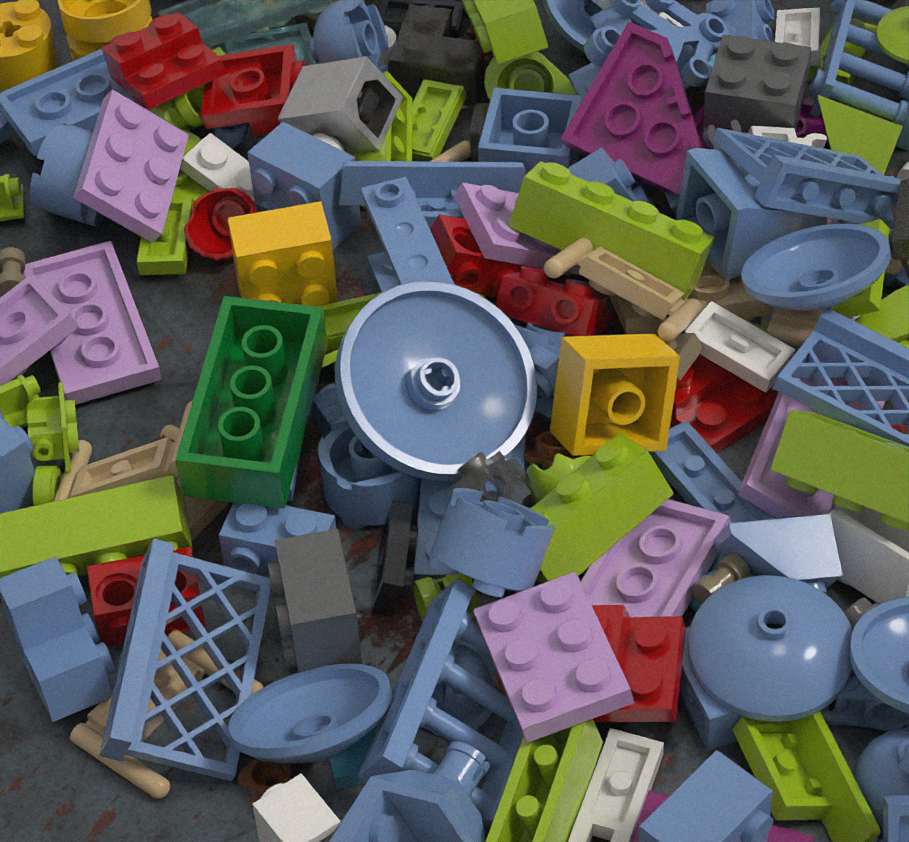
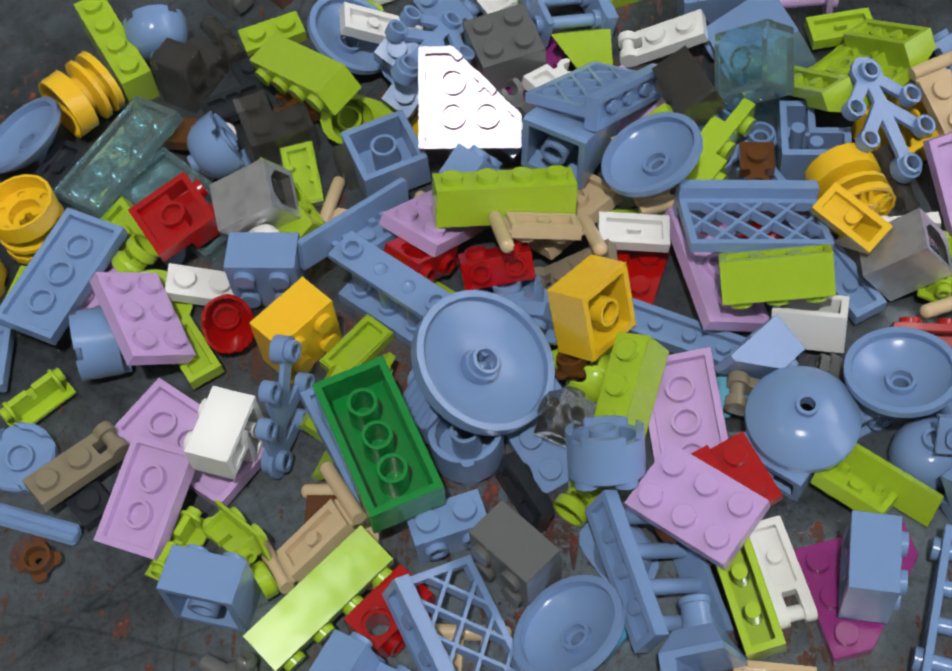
camera: 30 degrees left, 10 degrees up
(115, 310) = (224, 433): none -> white brick
(161, 60) = (104, 231): red plate -> none
(166, 375) = (281, 407): none -> medium blue plant

